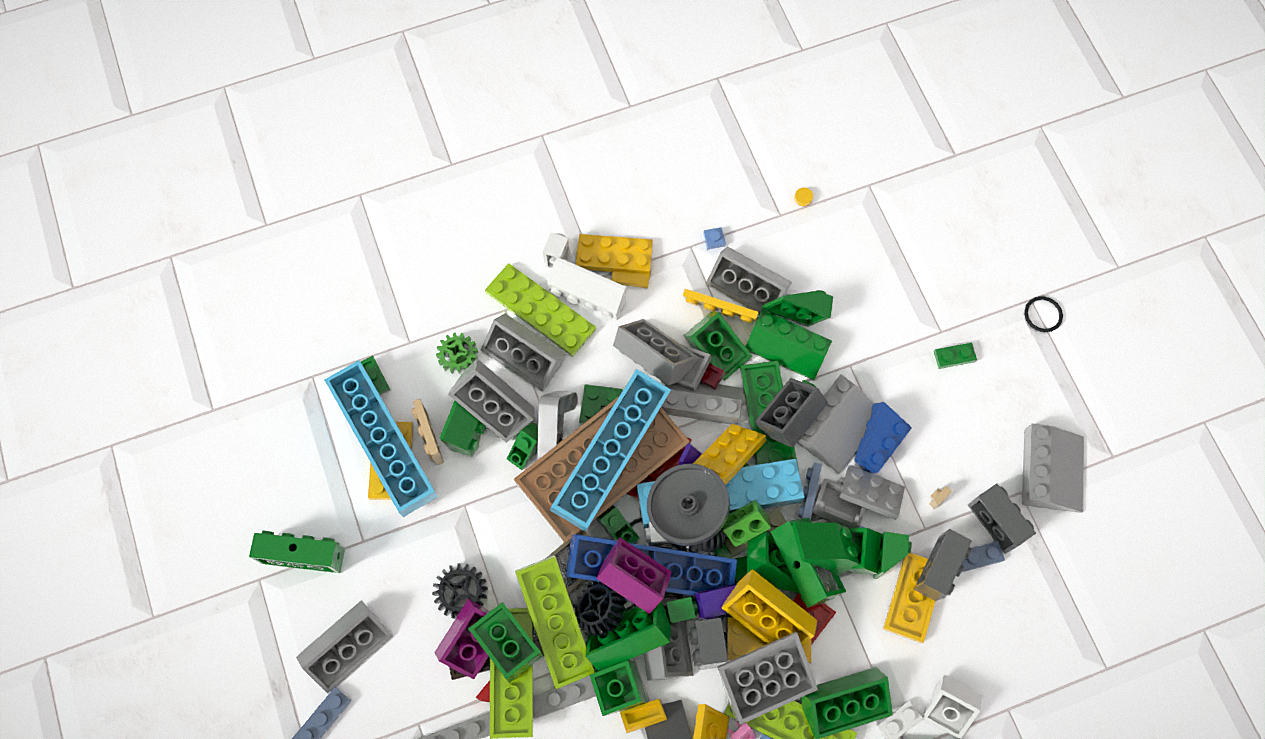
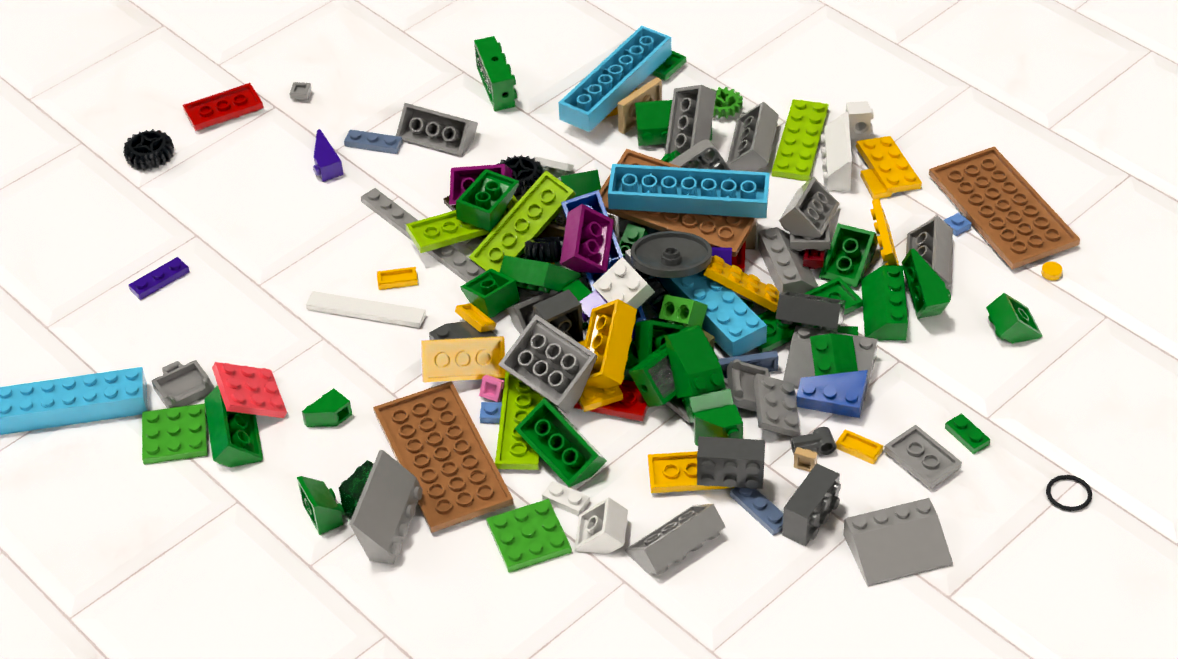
camera: 70 degrees right, 25 degrees down
(460, 550) = (560, 167): none -> white plate
(503, 537) = (582, 182): none -> green slope
(709, 567) = (623, 284): none -> white brick
(713, 192) = (1004, 207): none -> medium nougat plate
(850, 421) = (833, 354): none -> green slope
(852, 257) = (1012, 320): none -> green slope
(923, 477) = (819, 441): none -> dark grey piece
(935, 446) = (859, 446): none -> yellow tile
(970, 402) = (922, 456): none -> light grey plate
(985, 646) = (676, 538): none -> light grey slope

